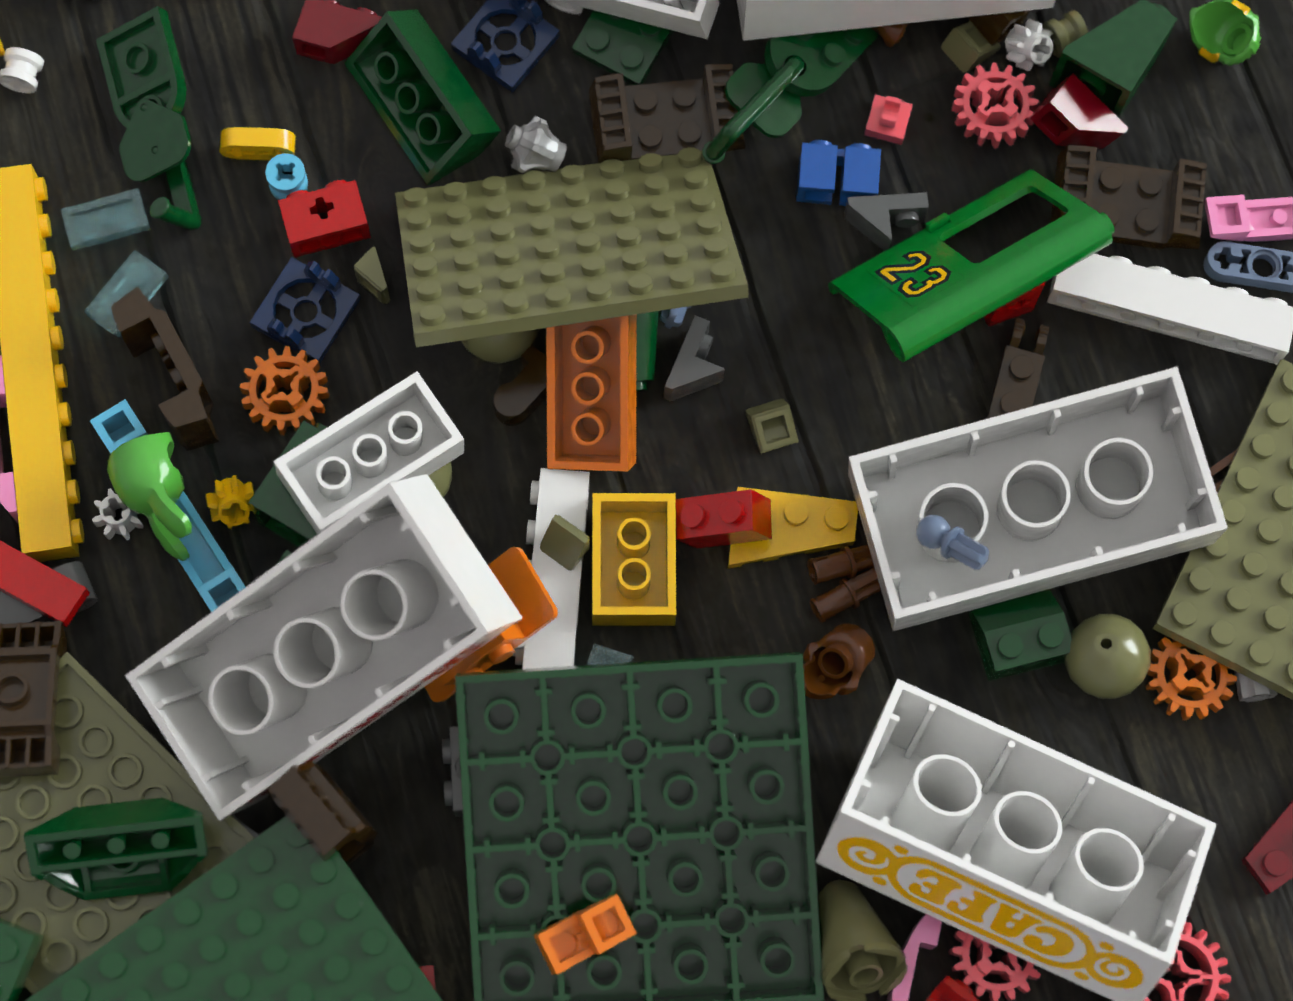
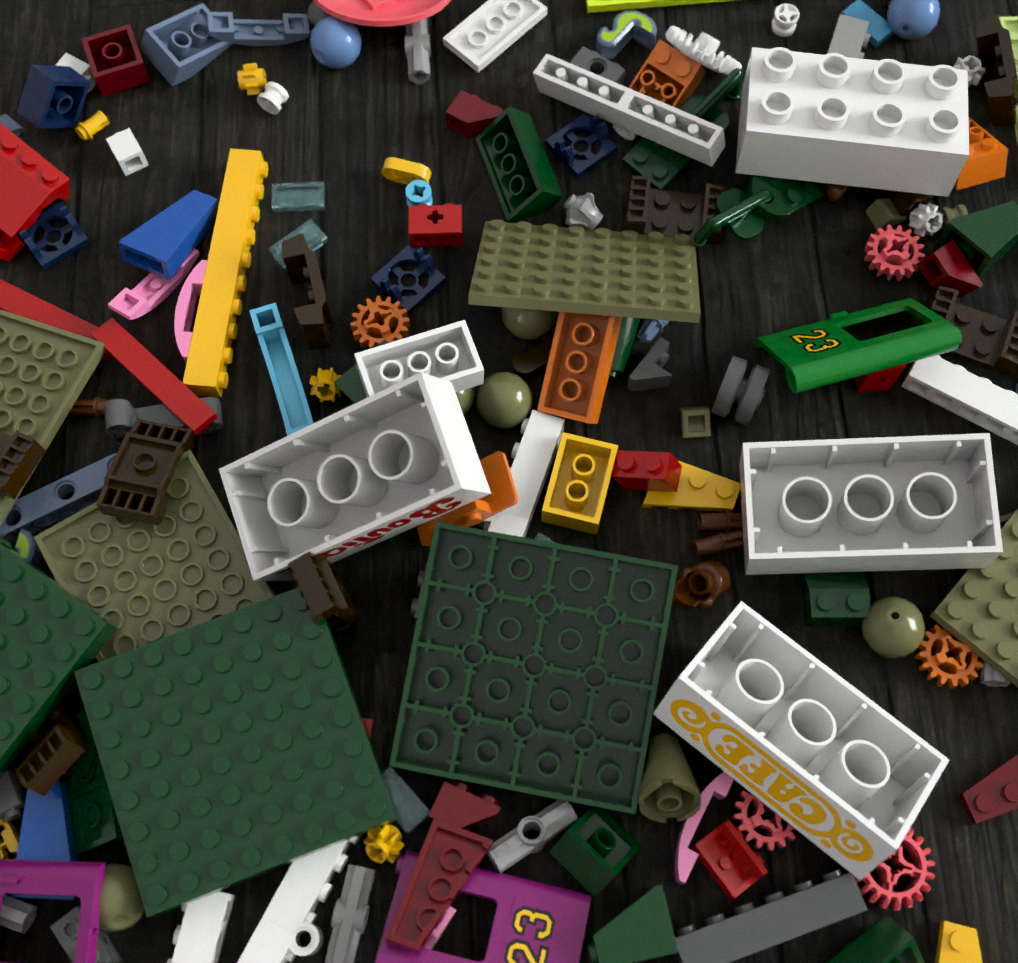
camera: 20 degrees right, 5 degrees down
(107, 515) = (245, 376): white gear -> none
(117, 848) = (180, 582): dark green wedge -> none
(148, 100) = (344, 132): dark green plate -> none
(152, 486) = (274, 357): bright green piece -> none
(371, 277) = (455, 266): olive slope -> none
(496, 463) = (504, 400): none -> olive piece
(564, 543) = (535, 459): olive slope -> none
(584, 934) = (479, 721): orange slope -> none
(818, 172) = (792, 275): blue piece -> none
(829, 370) = (741, 391): none -> dark grey wheel
(875, 214) = (798, 302): dark grey slope -> none
(888, 119) = (820, 246): coral tile -> none
(935, 532) = (802, 515): sand blue axle -> none
(1018, 372) = (874, 423): dark brown hinge -> none

